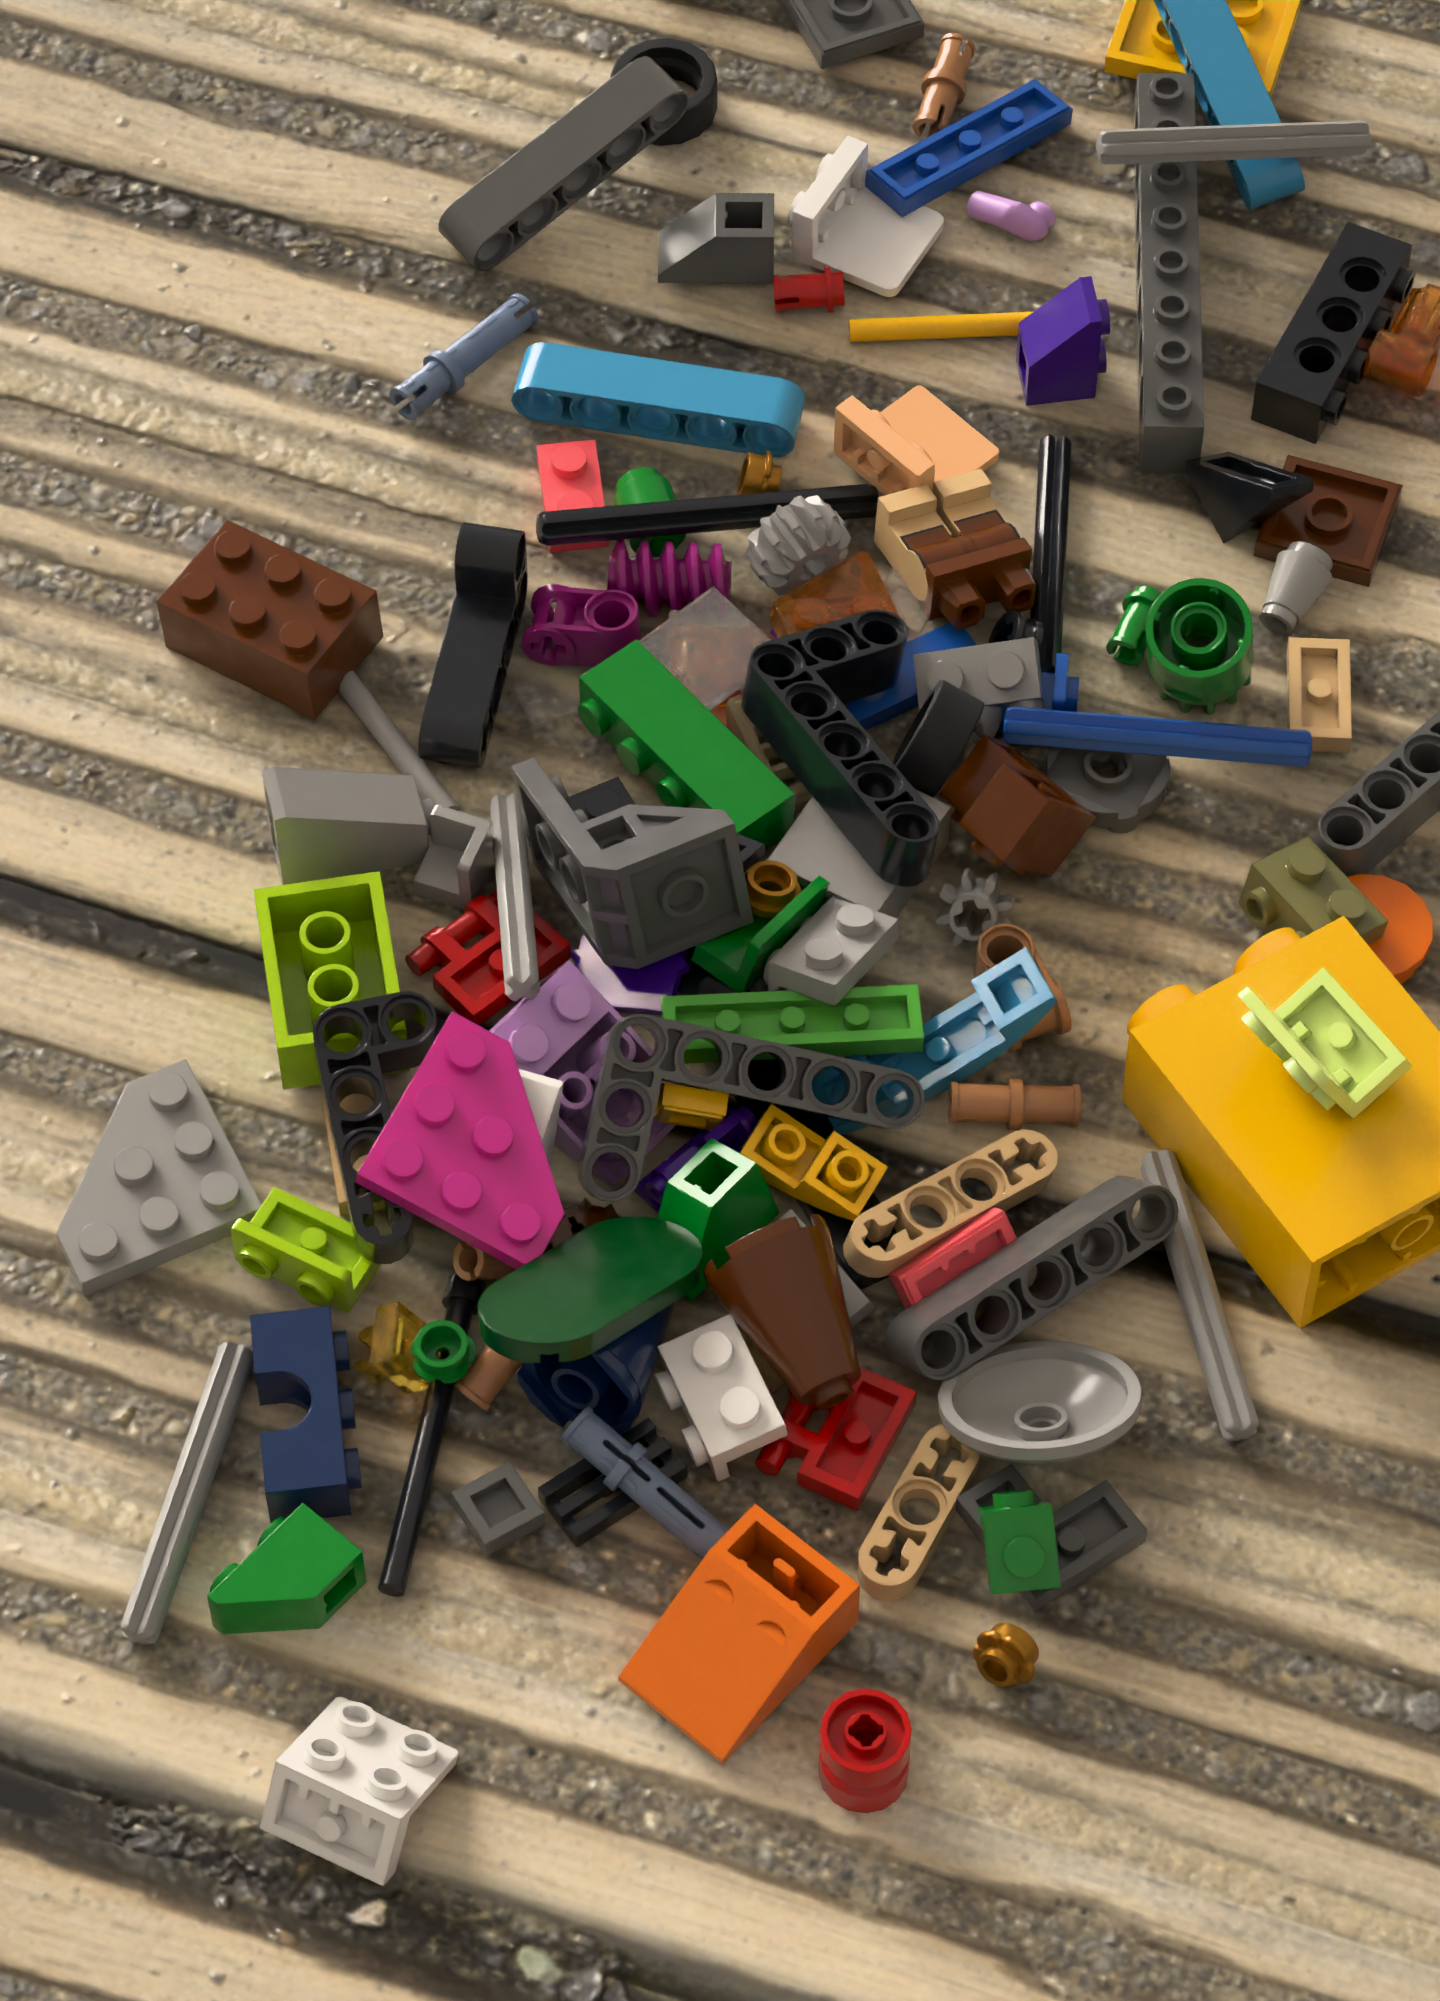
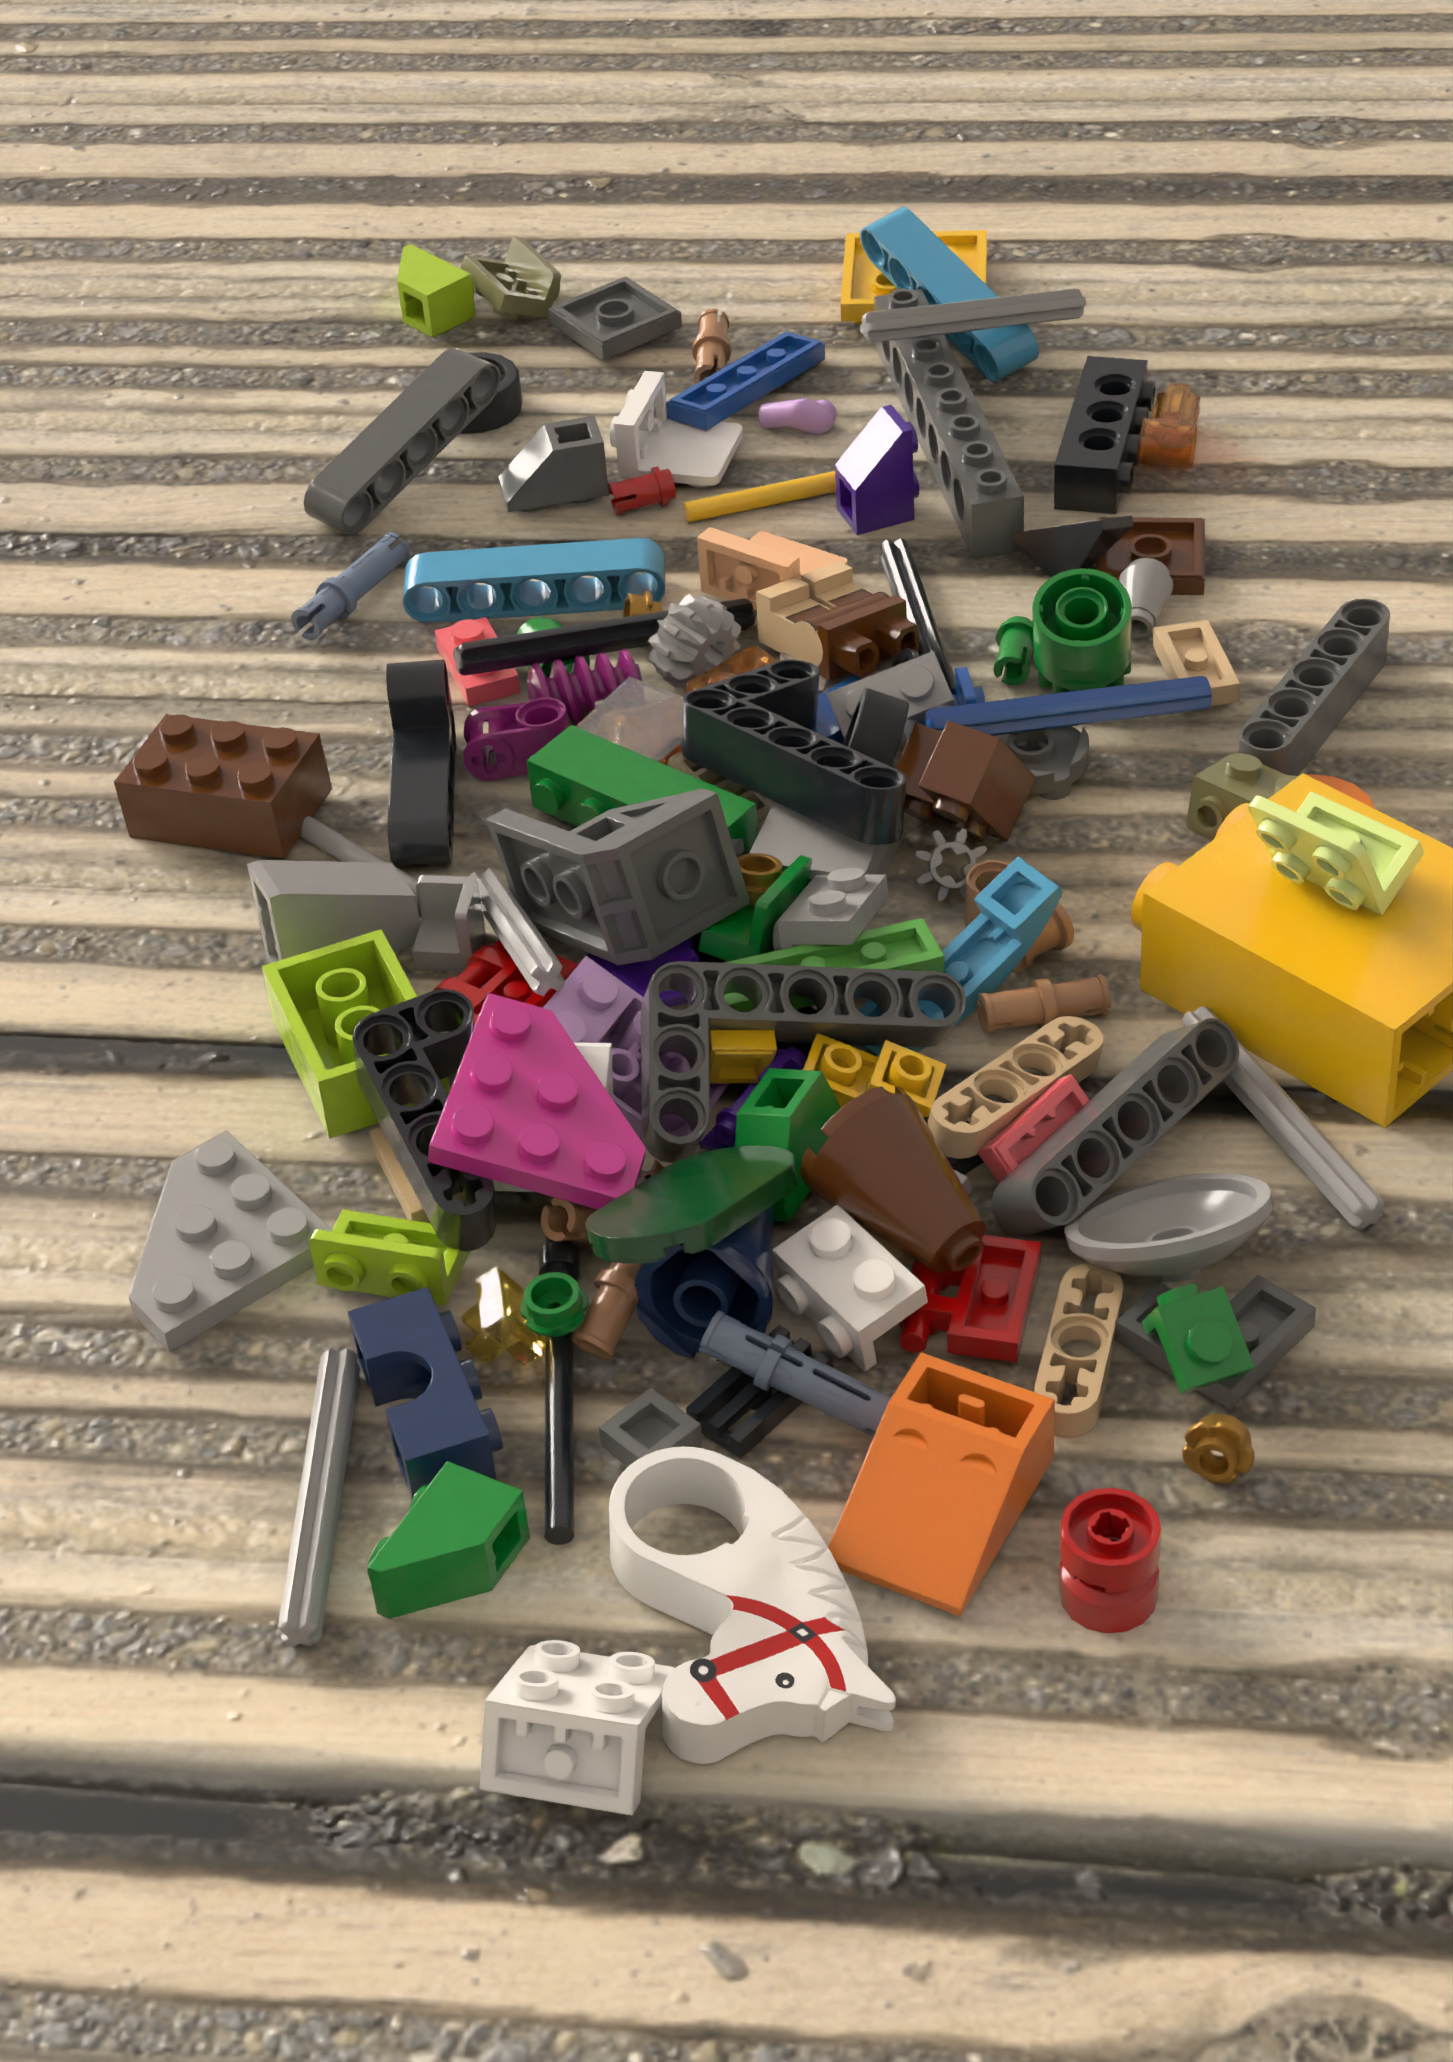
camera: 10 degrees left, 15 degrees down
(565, 1739) = (779, 1611): none -> white animal

